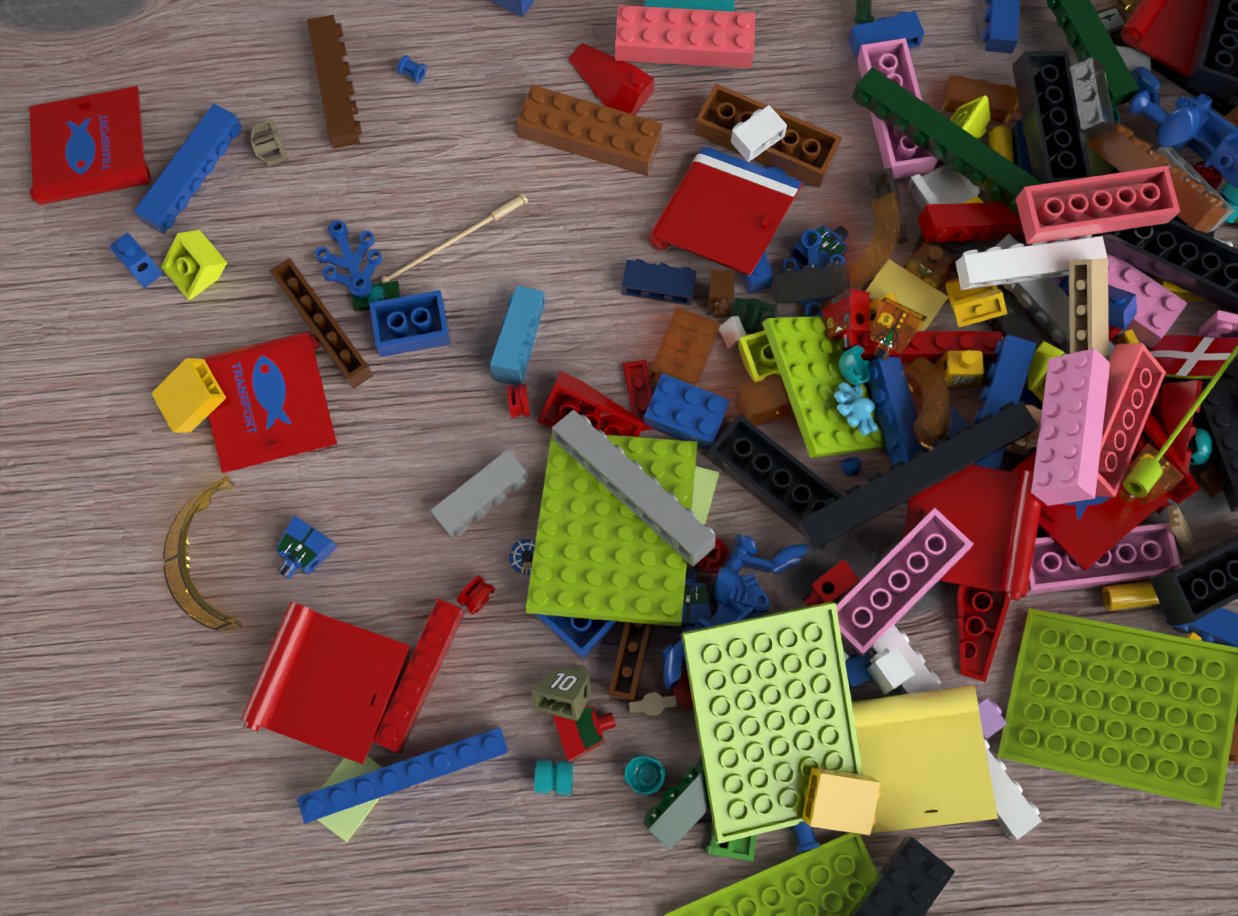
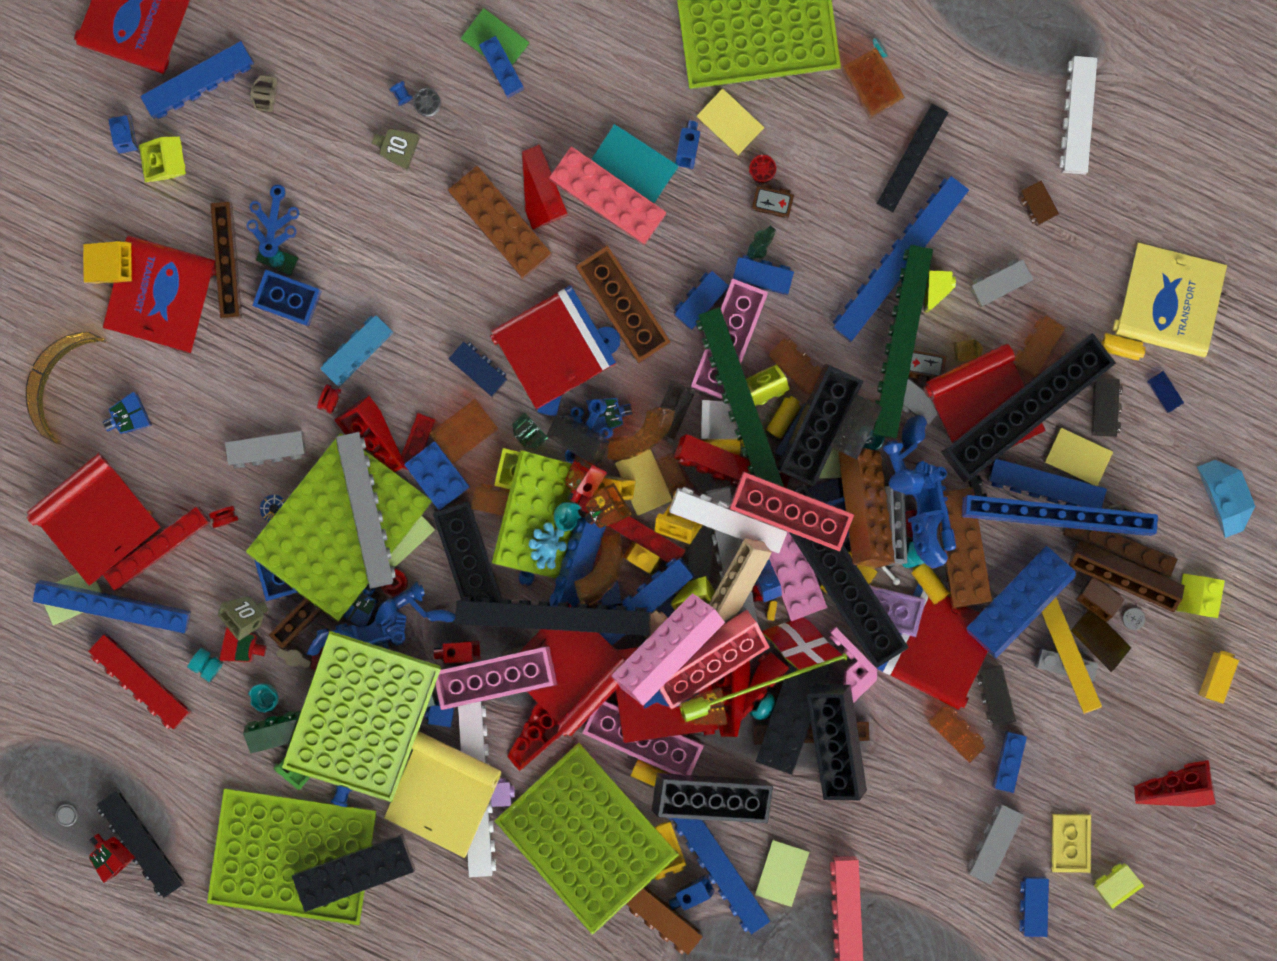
camera: 30 degrees right, 15 degrees up
(334, 82) = (338, 70): reddish brown brick -> none
(438, 118) = (397, 147): none -> olive torso
(443, 64) = (427, 102): none -> flat silver wheel
(486, 845) = (139, 681): none -> red brick
(495, 215) = (396, 247): tan piece -> none
(720, 293) = (512, 406): reddish brown brick -> none
(732, 331) = (506, 436): white tile -> none
(758, 133) = (609, 306): white brick -> none
(839, 105) = (700, 299): none -> blue brick
(841, 801) = (374, 789): yellow brick -> none
(889, 669) = (453, 729): white brick -> none
(1181, 530) = (712, 751): tan tile -> none

